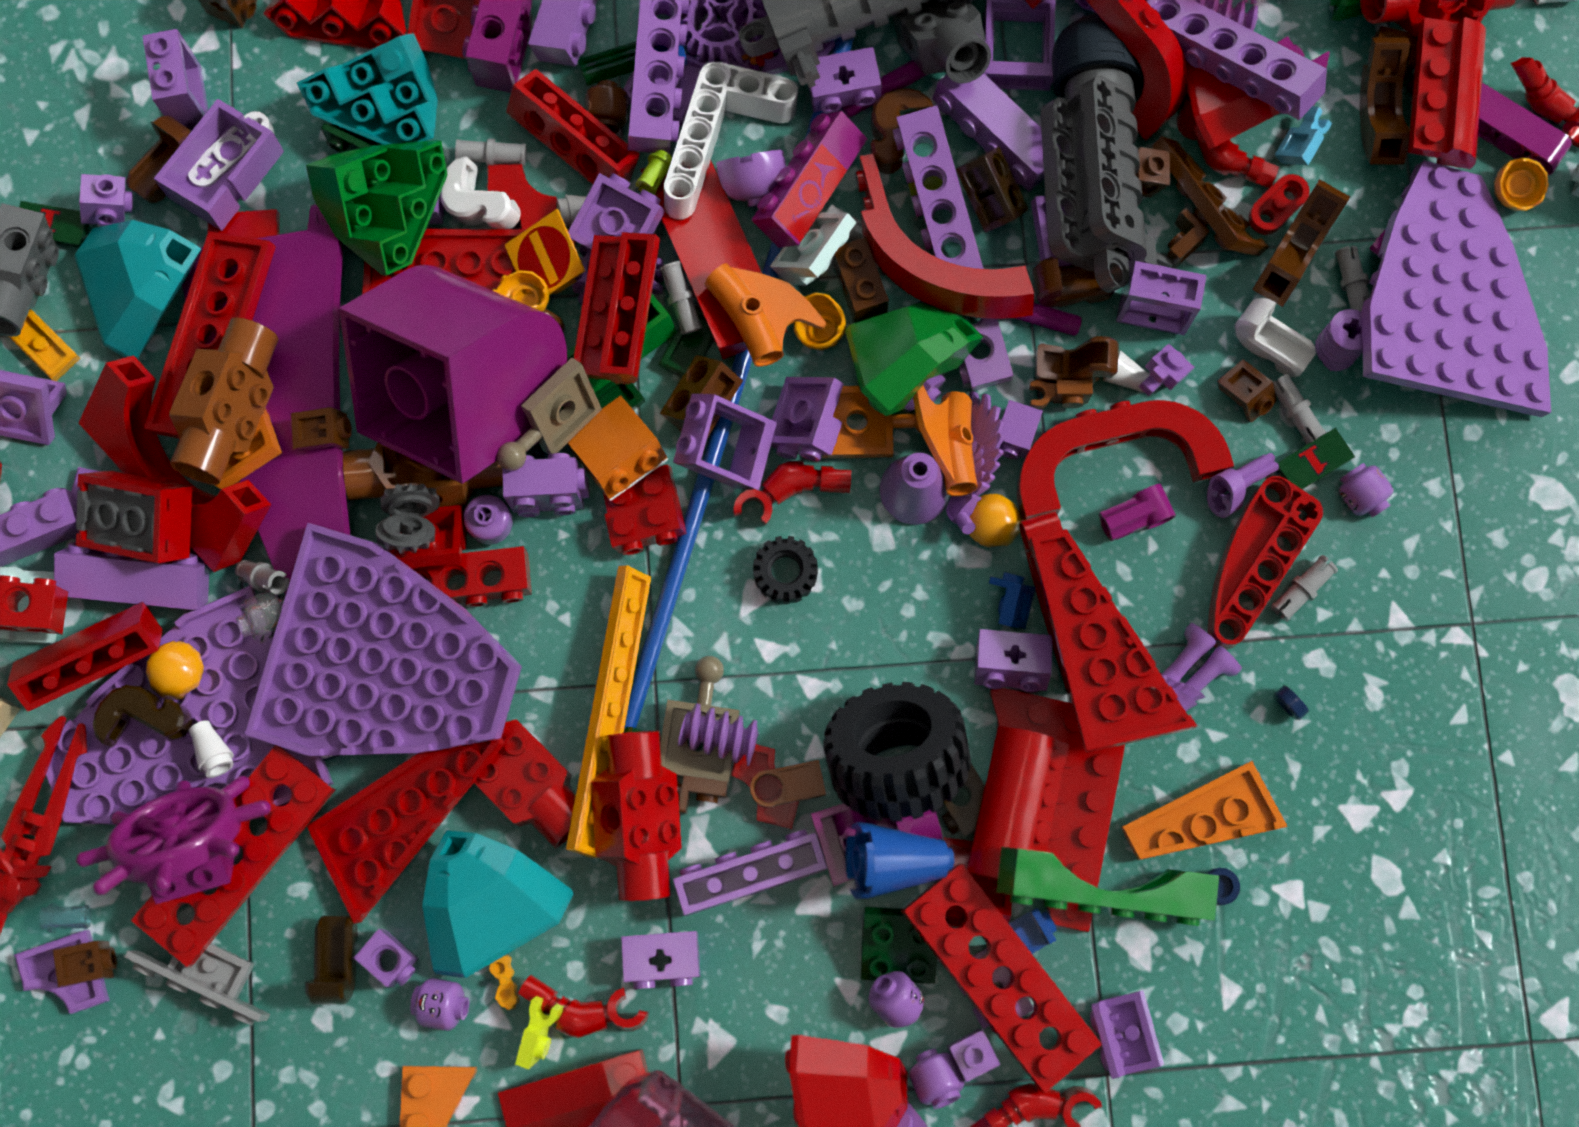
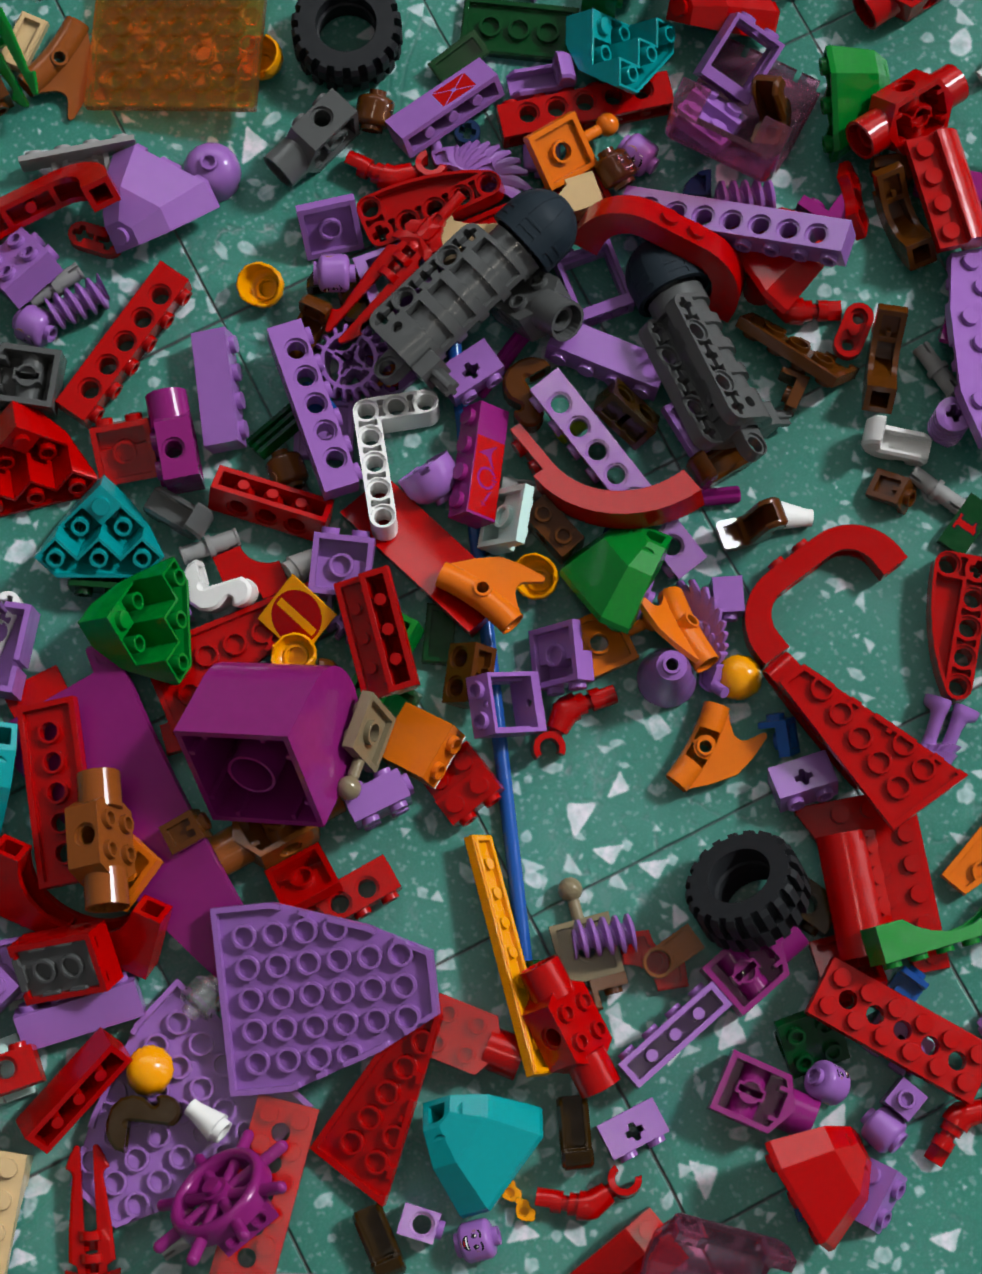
camera: 25 degrees left, 0 degrees up
(262, 576) = (185, 966): light grey pin -> none
(409, 500) = (280, 857): dark grey gear -> none
(415, 534) = (297, 877): dark grey gear -> none
(476, 109) = (179, 513): none -> dark grey animal
(484, 530) = (348, 855): medium lavender head -> none
(534, 1041) = (565, 1236): neon yellow plate -> none
(595, 934) = (574, 1133): none -> dark brown animal
(654, 172) = (354, 510): lime pin -> none
(680, 297) = (418, 603): light grey pin -> none
(785, 591) = (608, 772): black tyre -> none
(817, 984) = (761, 1097): none -> magenta brick
(893, 860) = (781, 976): blue cone -> none
(940, 598) = (726, 752): none -> orange pin
(1068, 392) = (755, 551): dark orange plate -> none
(1145, 509) = (851, 620): magenta piece -> none
(1146, 298) = (804, 444): medium lavender window -> none
(1153, 171) = (746, 345): reddish brown bracket -> none
(1166, 368) = (823, 500): medium lavender plate -> none
(1236, 483) = (915, 568): medium lavender piece -> none
(1302, 142) = (852, 277): medium azure plate -> none
(1338, 68) = (852, 195): none -> red tile

